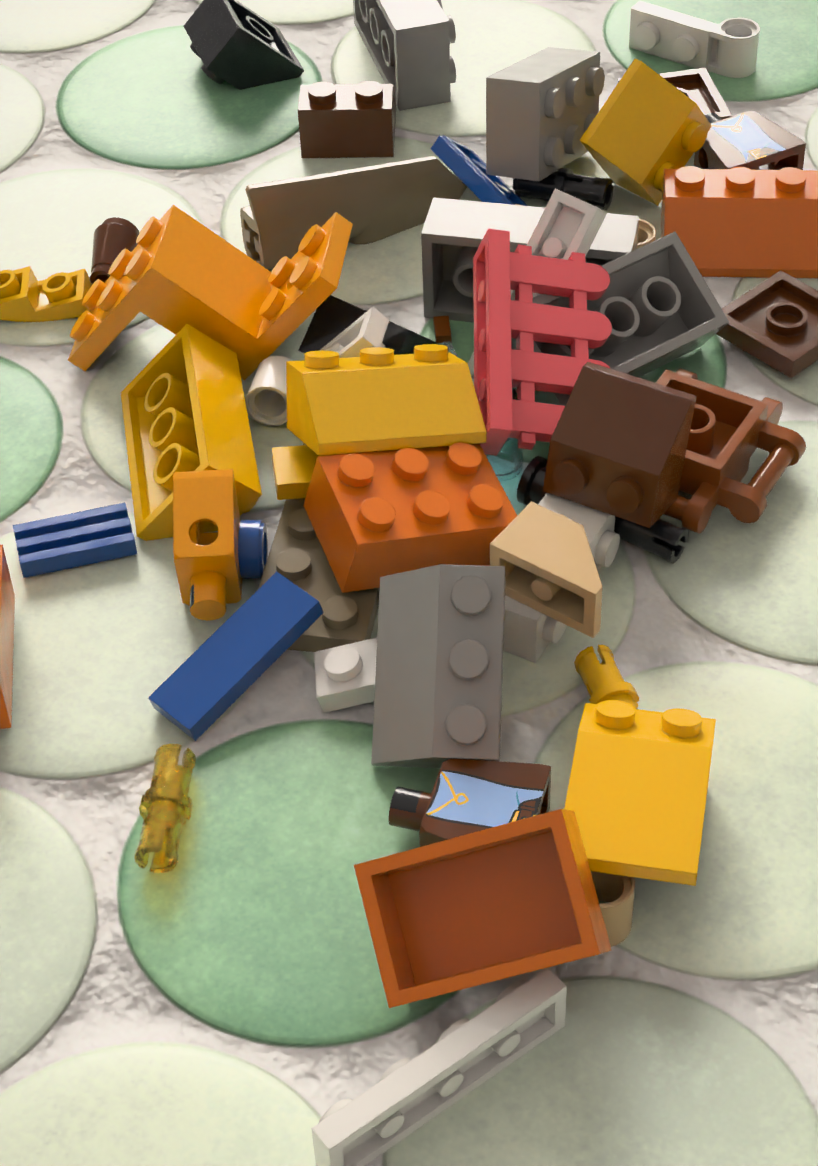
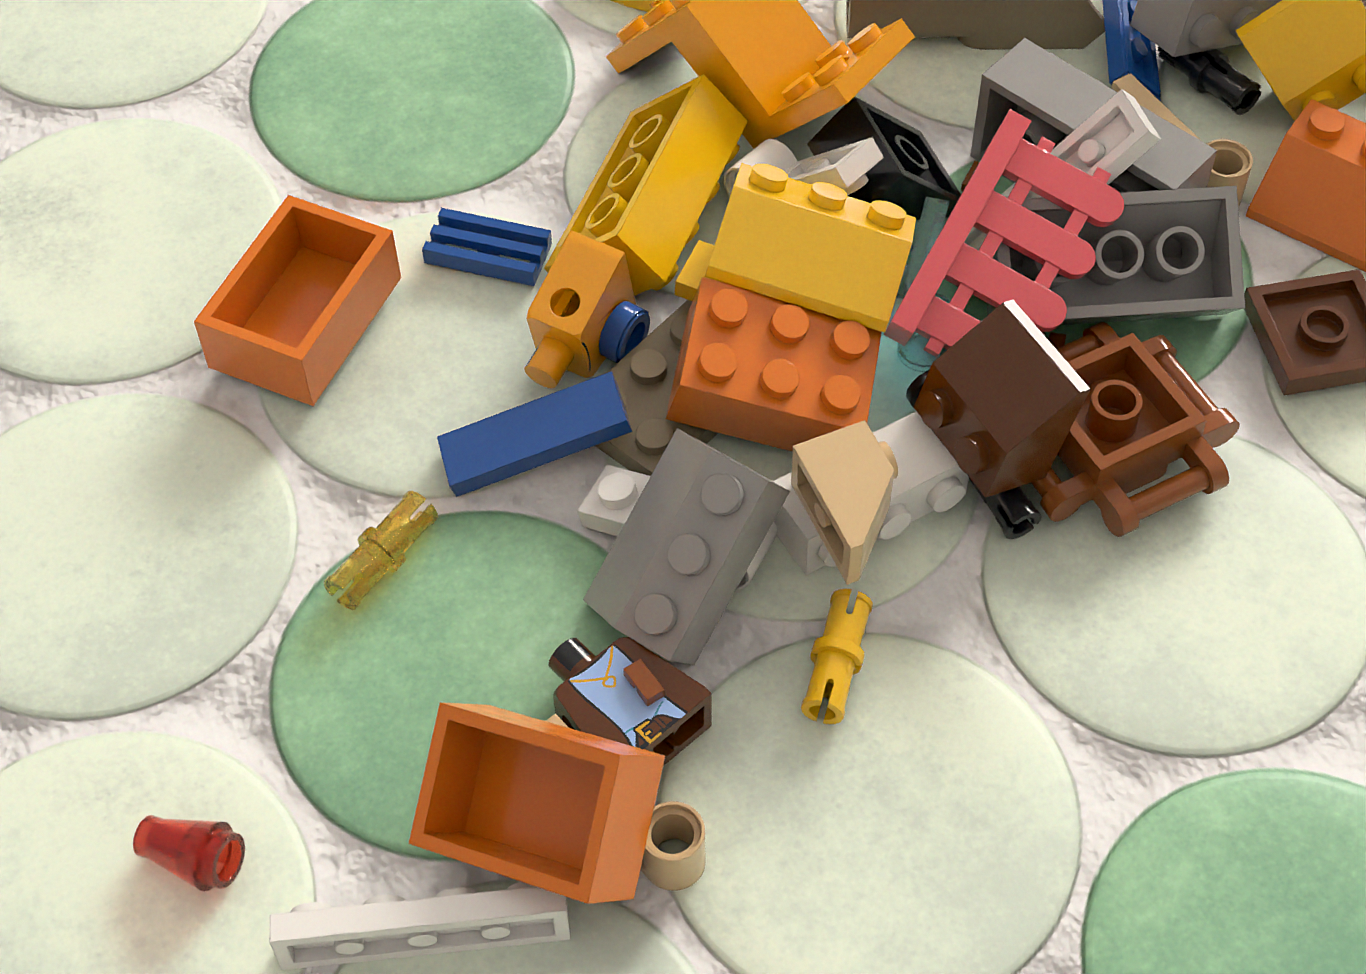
camera: 30 degrees right, 10 degrees up
(180, 1129) = (194, 850): none -> clear red cone
(498, 784) = (644, 681): none -> dark orange piece
(641, 790) = (769, 764): yellow slope -> none

